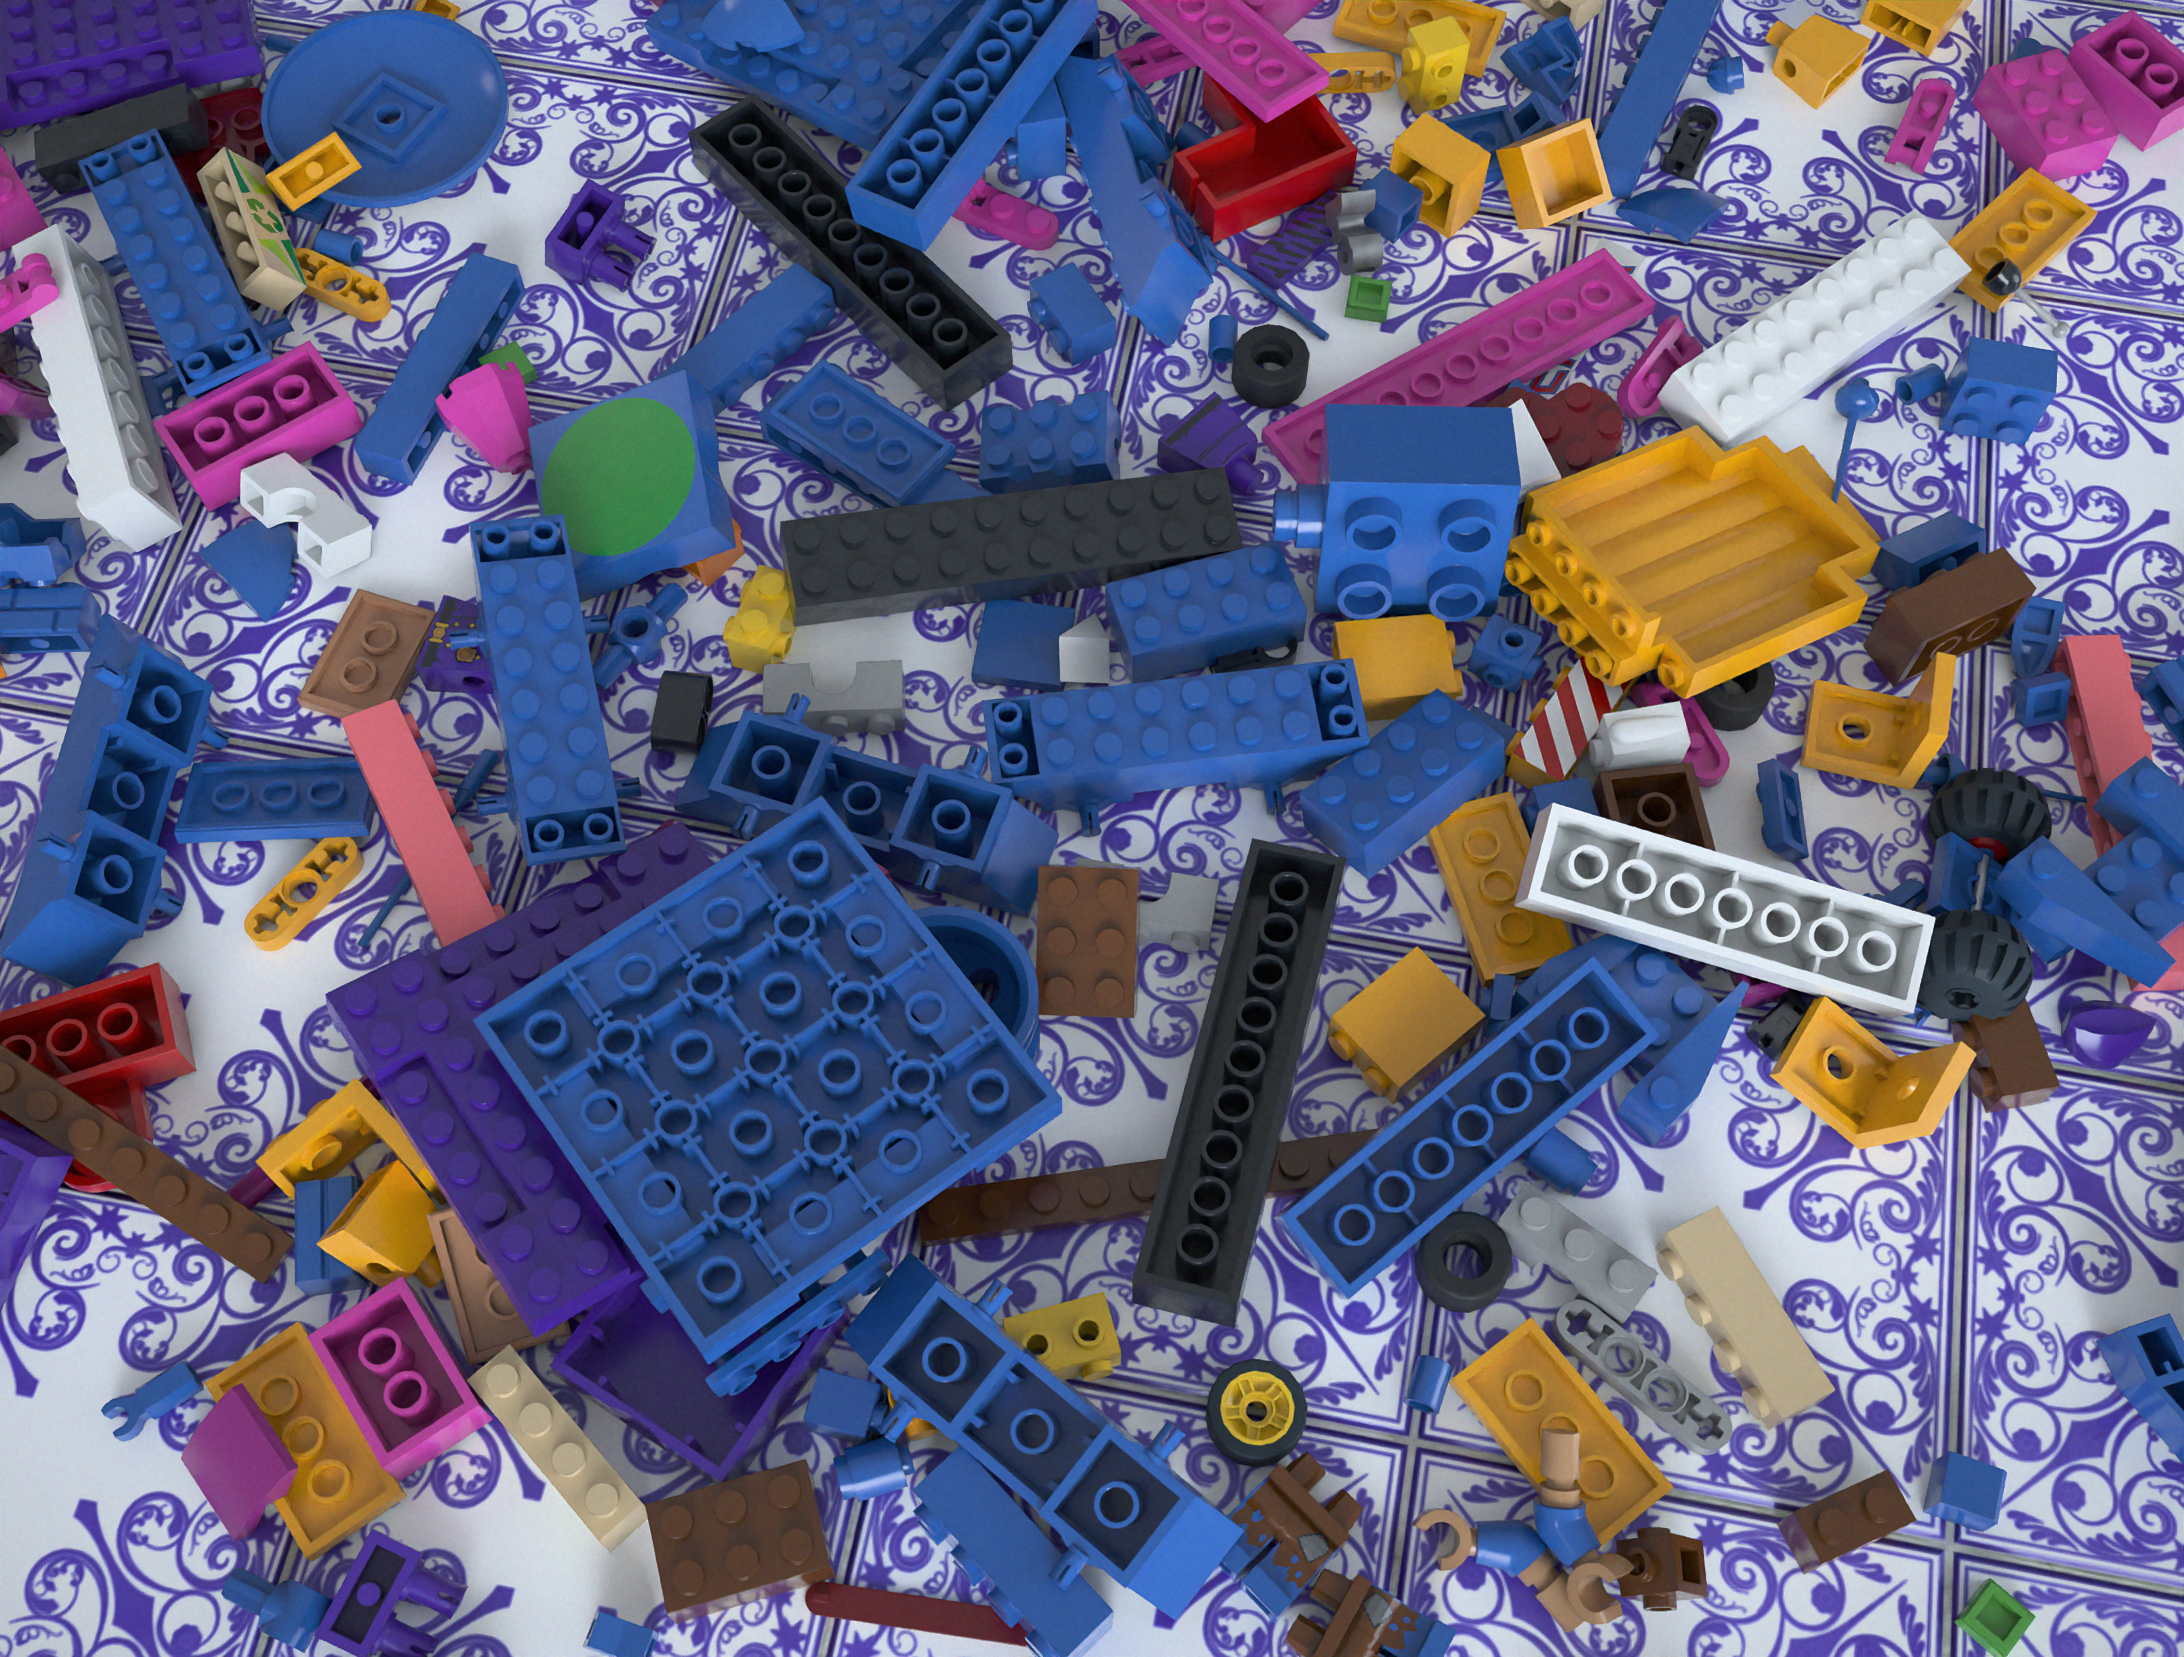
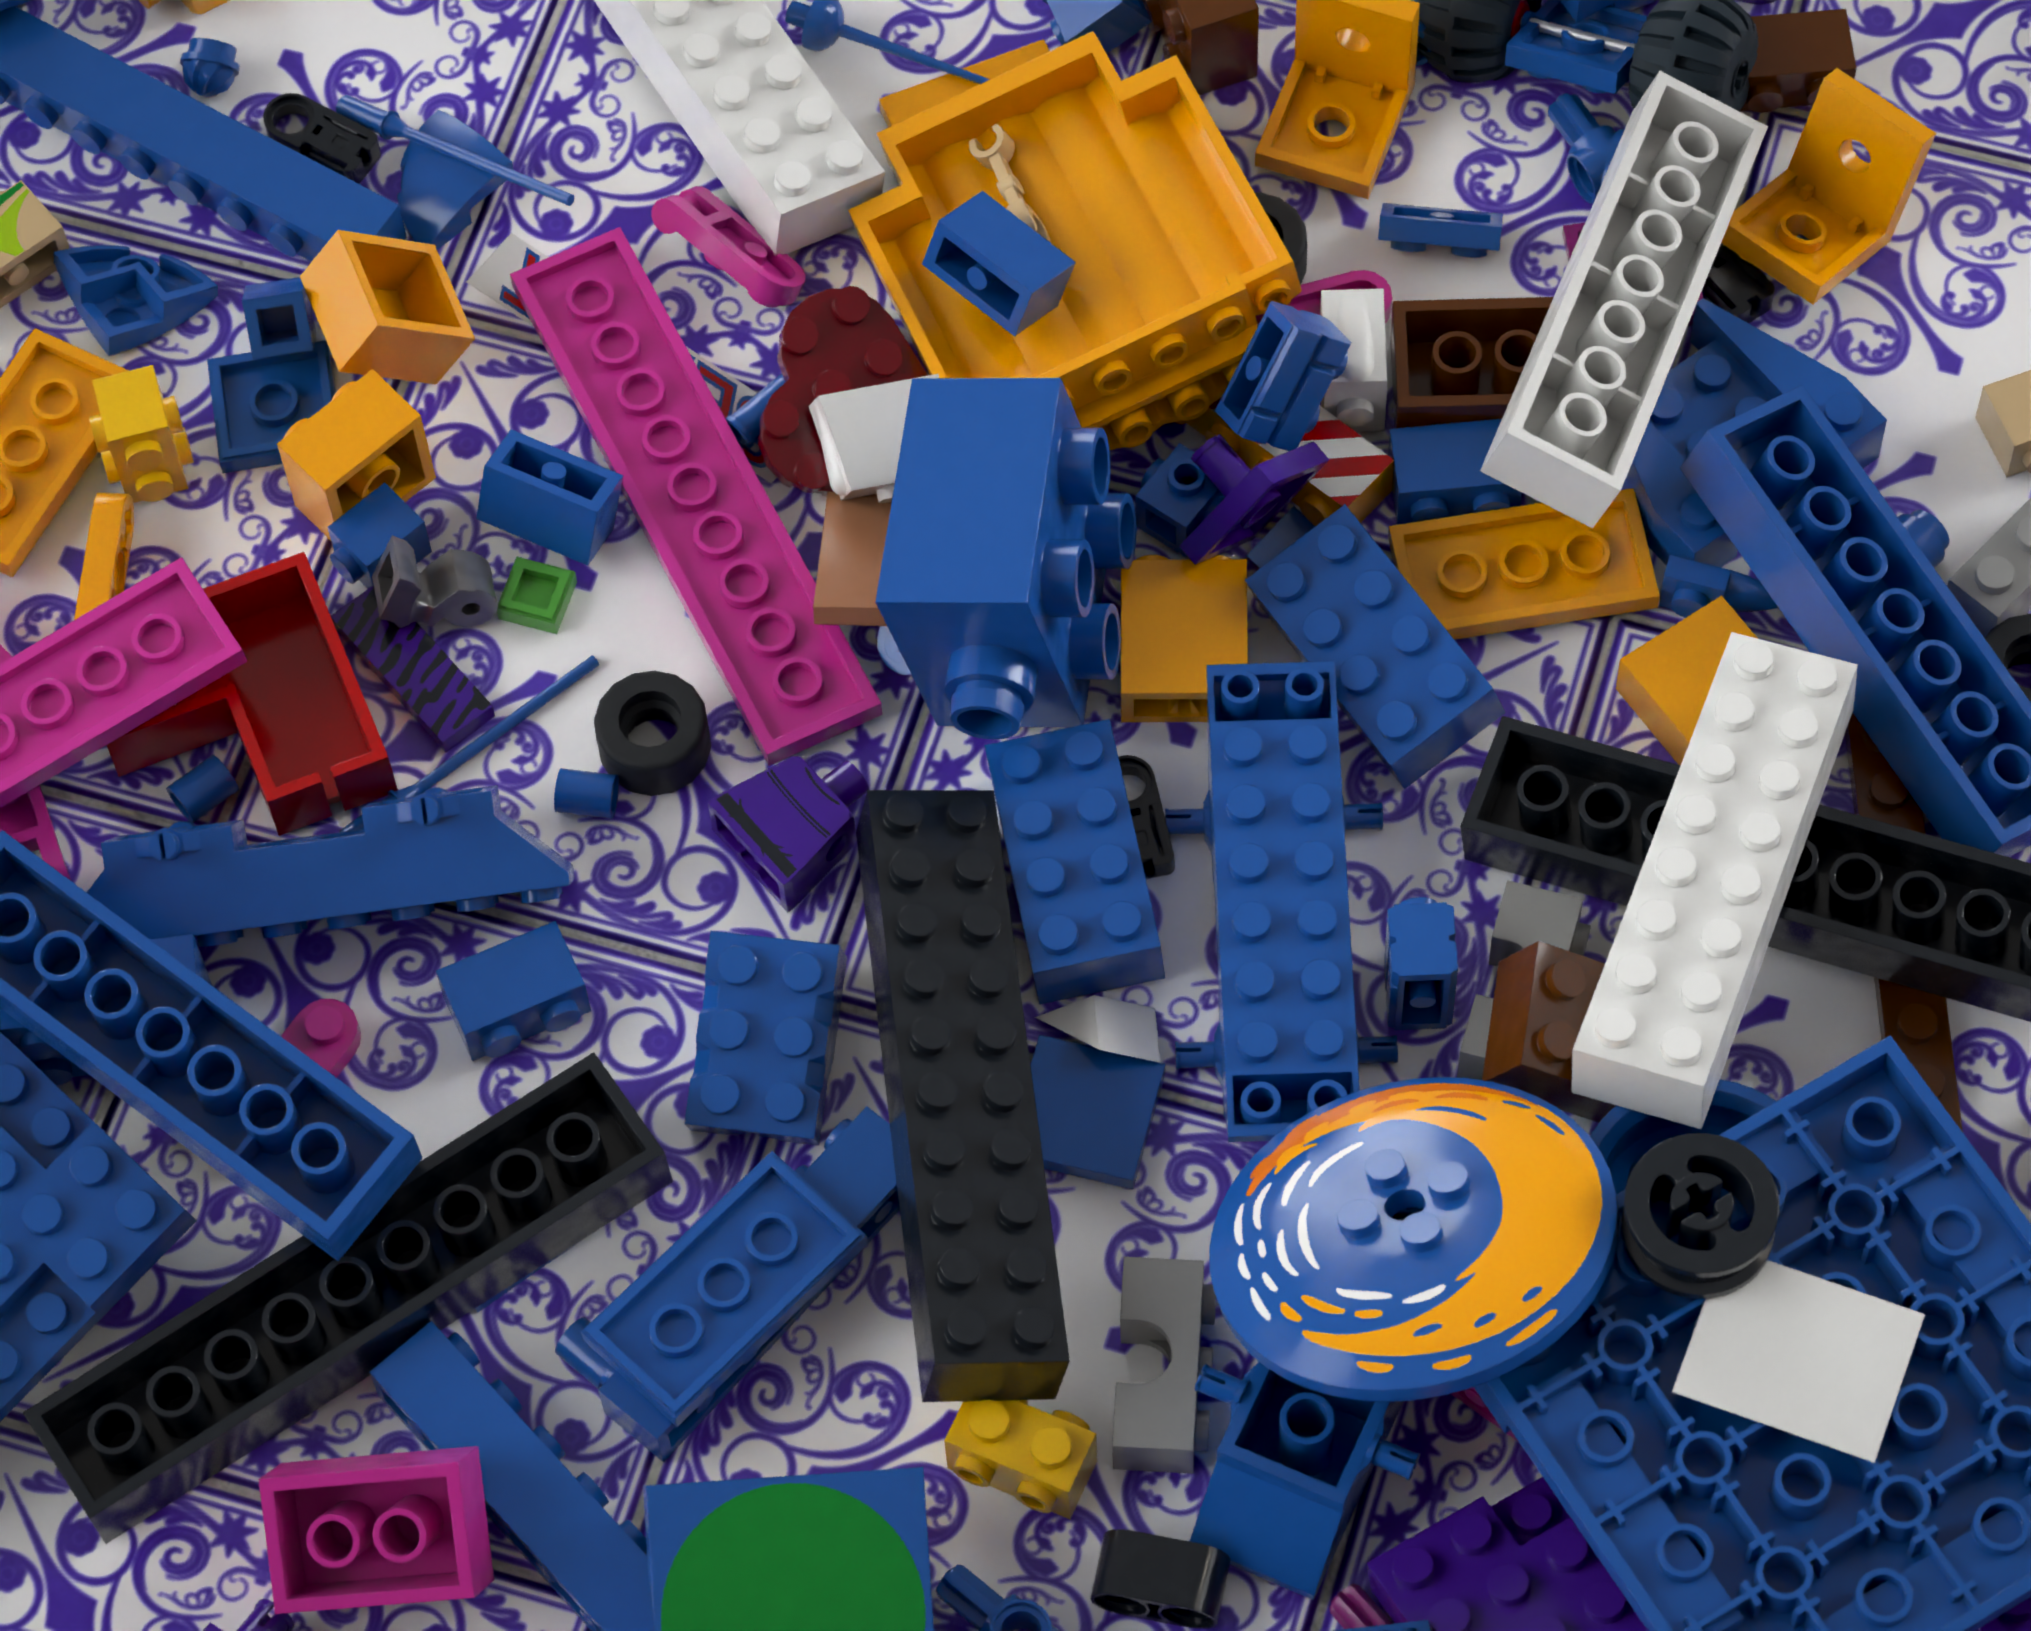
camera: 80 degrees left, 0 degrees up
(687, 274) = (376, 1530): none -> dark pink brick
(791, 1042) = (1802, 1358): none -> white sticker
(871, 981) = (1690, 1177): none -> black wheel
(874, 840) = (1428, 1304): none -> blue dish
(1145, 824) = (1420, 964): none -> blue brick
(1206, 987) = (1714, 881): none -> white brick
(1432, 284) = (549, 497): none -> blue brick
(1500, 679) = (1250, 495): none -> dark purple tile
(1595, 678) = (1284, 377): none -> blue brick
(1661, 502) = (998, 263): none -> blue brick
(1707, 173) = (390, 125): none -> blue piece
(1715, 525) = (1008, 185): none -> tan piece

